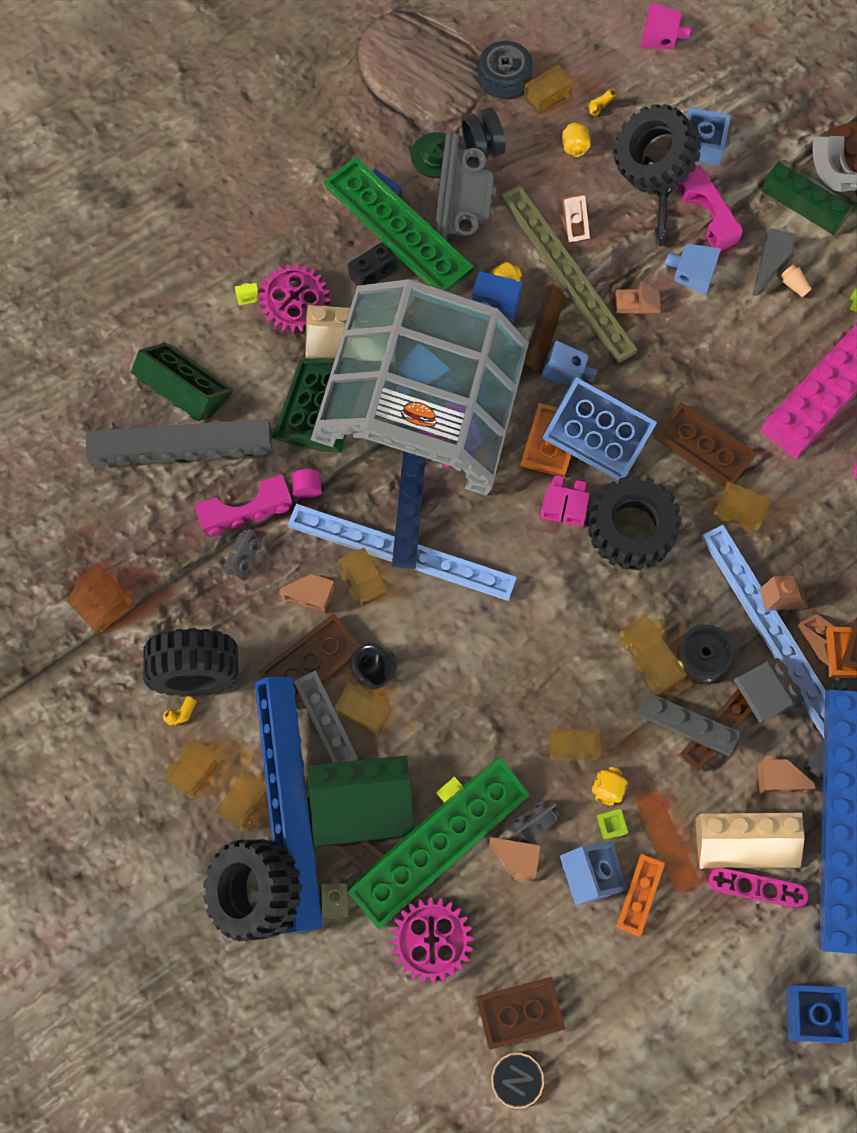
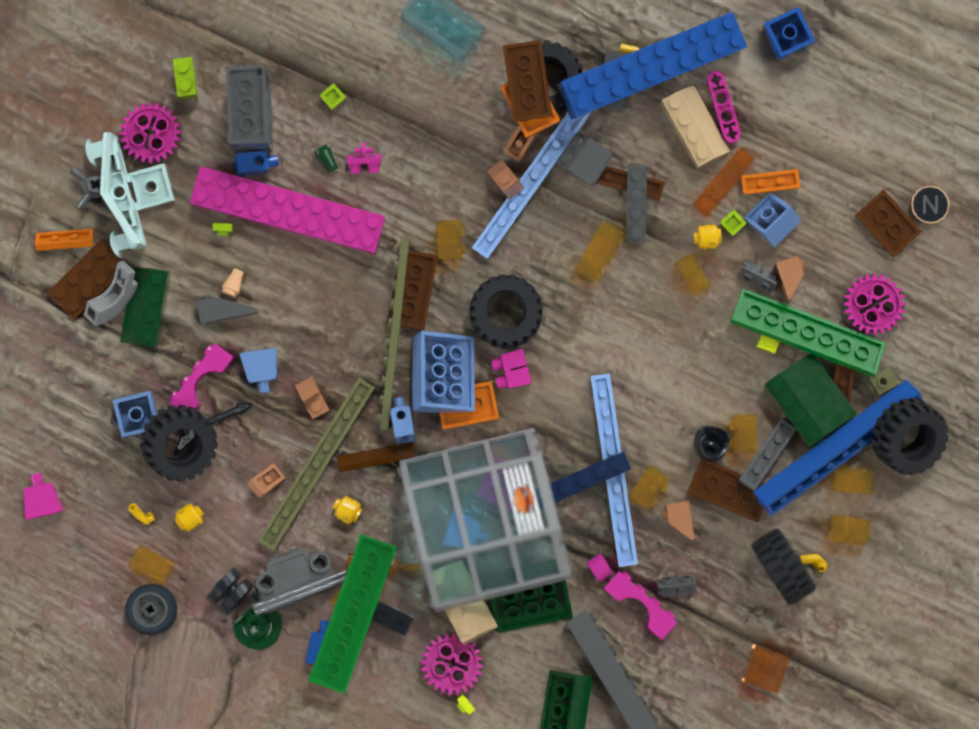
camera: 120 degrees left, 15 degrees up
(499, 293) = (374, 504): blue brick -> none
(676, 404) = (394, 325): none -> olive plate
(717, 655) = (578, 226): black wheel -> none
(781, 777) = (640, 125): nougat slope -> none

